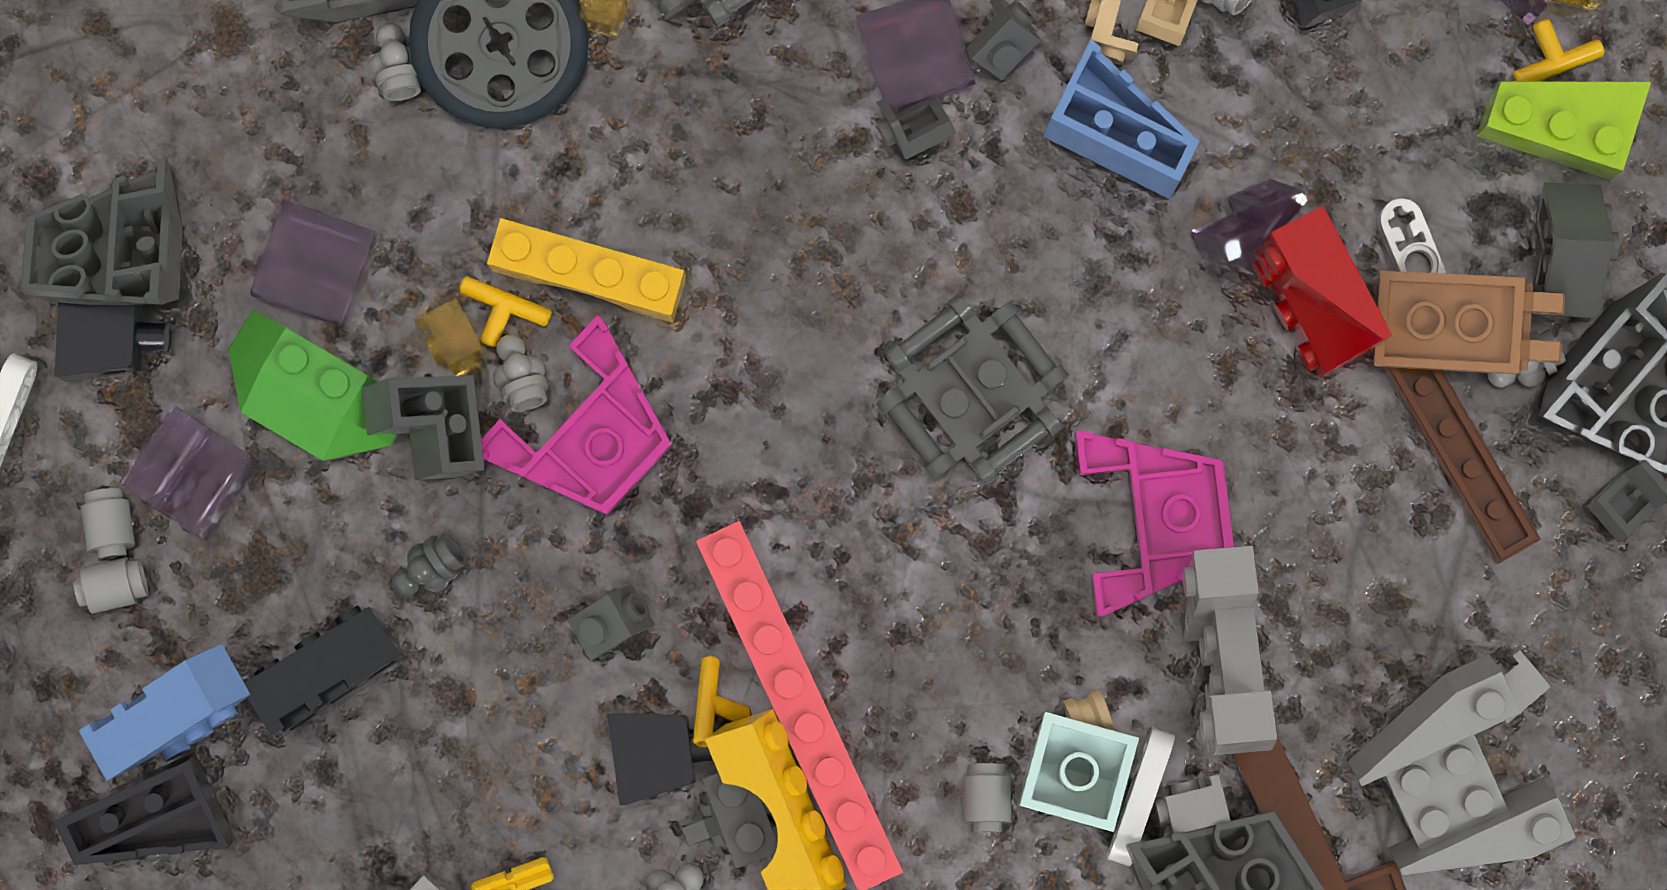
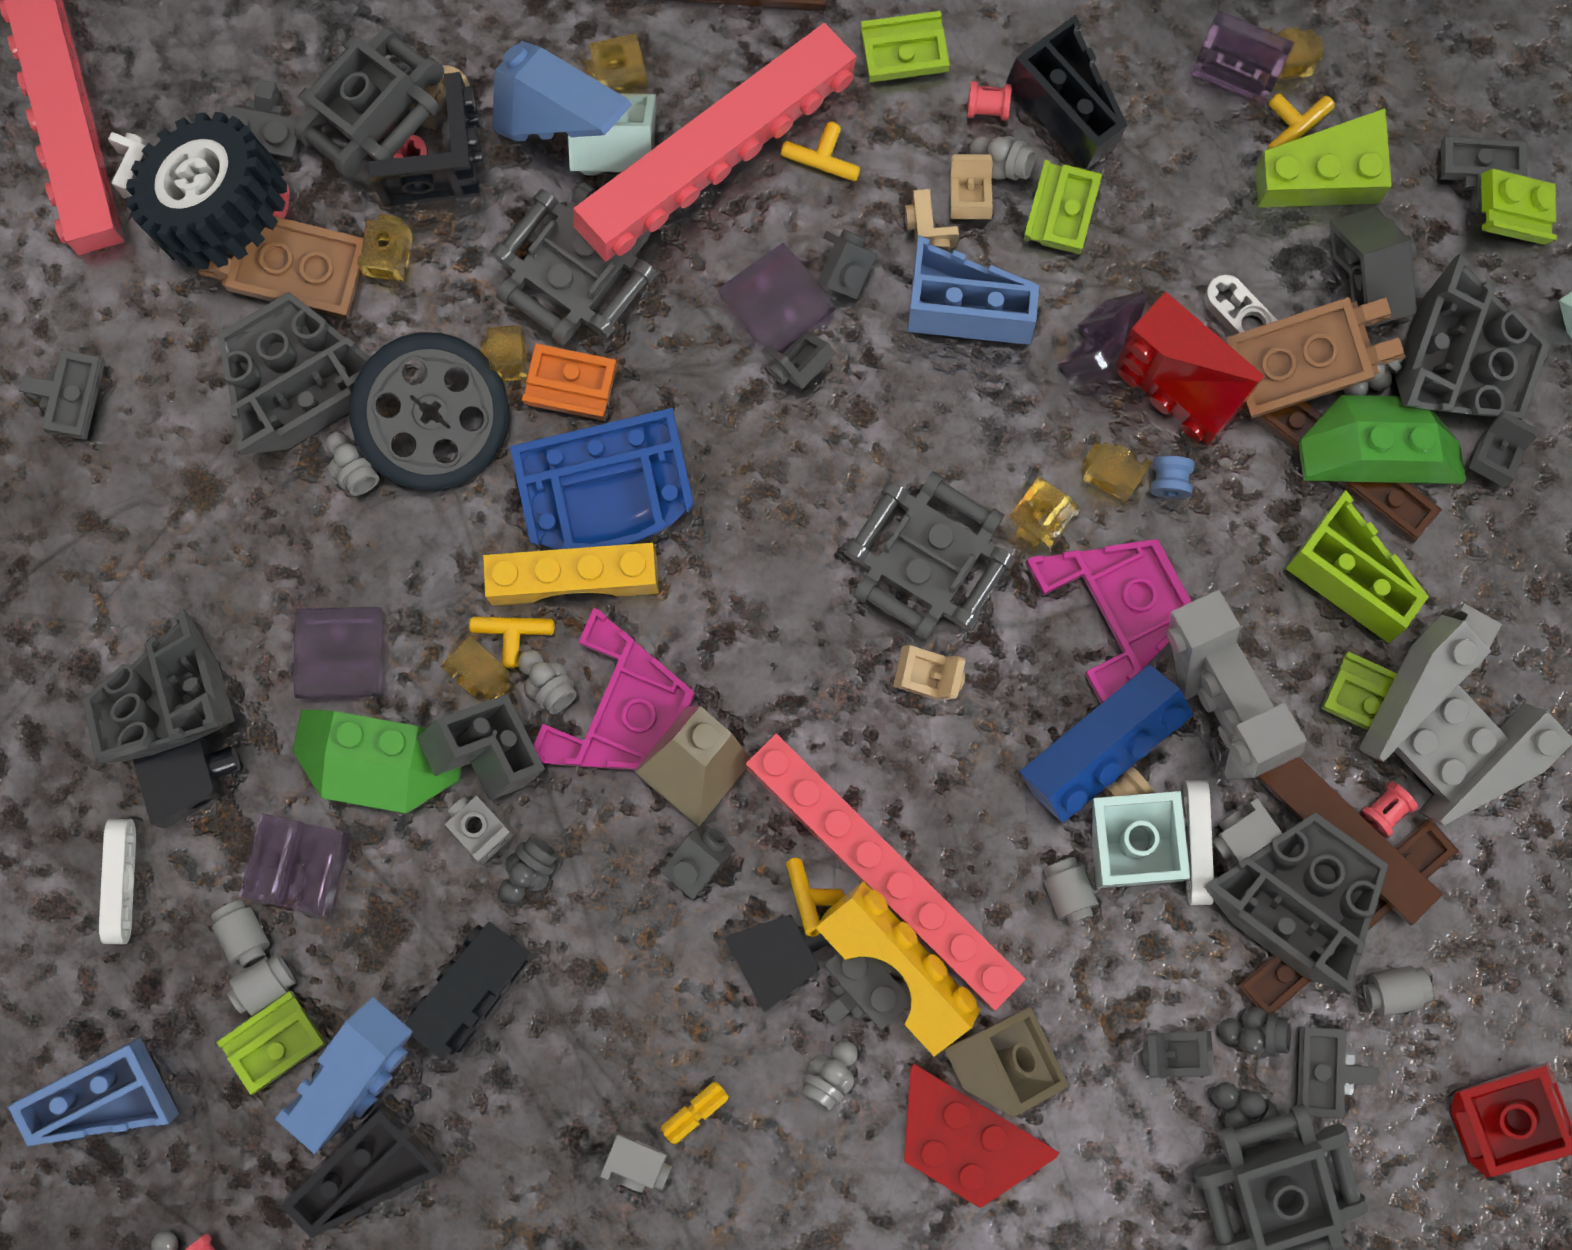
camera: 15 degrees left, 5 degrees down
(101, 648) = (271, 1043): none -> lime plate
(405, 517) = (489, 839): none -> light grey brick
(642, 520) = (694, 764): none -> dark tan slope
(656, 185) = (603, 483): none -> blue slope
(660, 59) = (569, 382): none -> orange plate
(926, 515) = (929, 673): none -> tan bracket
(1084, 657) = (1106, 743): none -> blue brick
(1108, 374) = (1039, 501): none -> clear yellow brick
(1206, 369) = (1114, 470): none -> clear yellow brick
(1262, 60) = (1063, 207): none -> lime plate
(1265, 399) = (1172, 477): none -> medium blue wheel
(1365, 824) = (1396, 796): none -> coral bush
(1373, 699) = (1358, 690): none -> lime plate
(1420, 573) = (1357, 571): none -> lime wedge
(1501, 444) = (1380, 442): none -> bright green wedge

